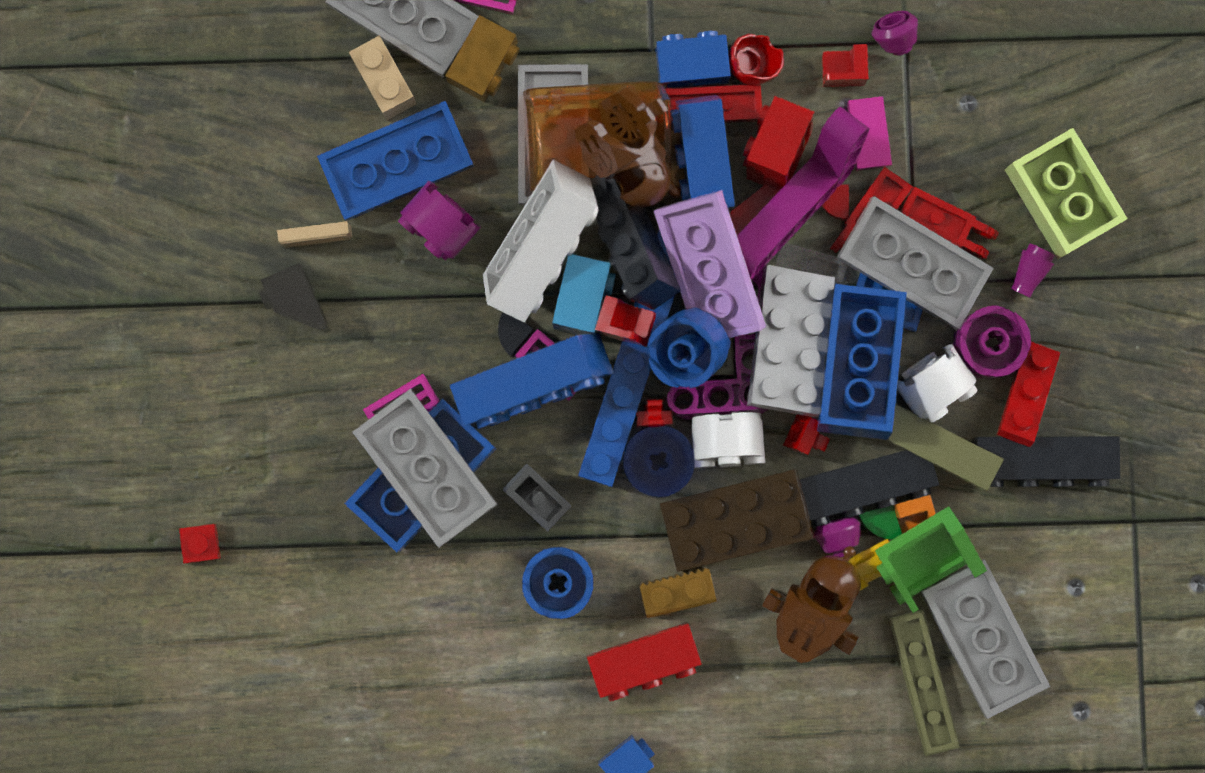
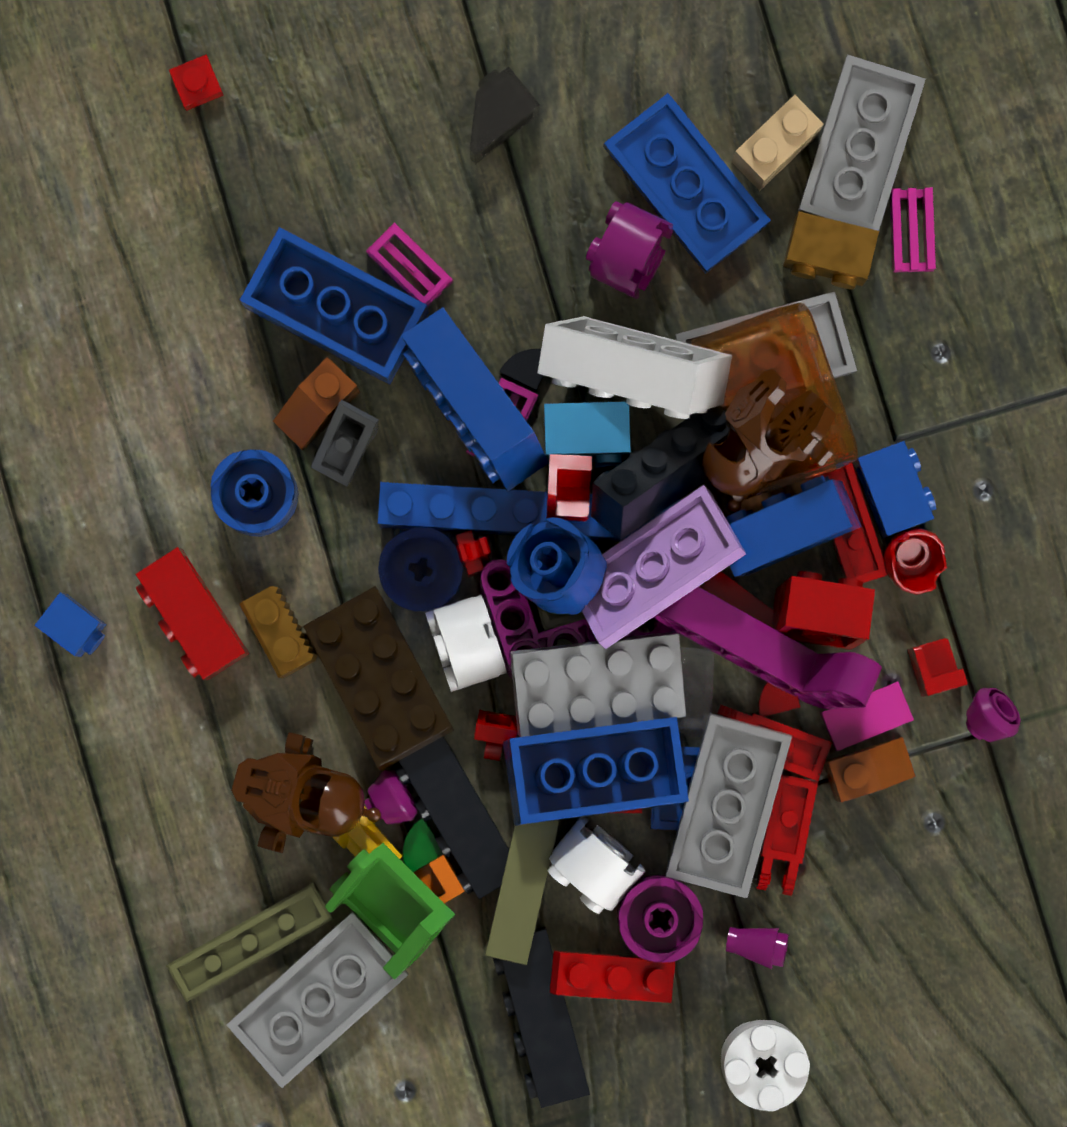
camera: 75 degrees right, 0 degrees up
(315, 234) = (578, 115): tan tile -> none
(424, 468) = (341, 304): light grey plate -> none
(502, 521) = (314, 403): none -> dark orange slope
(914, 143) = (869, 770): none -> dark orange slope
(1065, 193) = (857, 960): yellowish green brick -> none
(1147, 299) = (765, 1089): none -> white brick

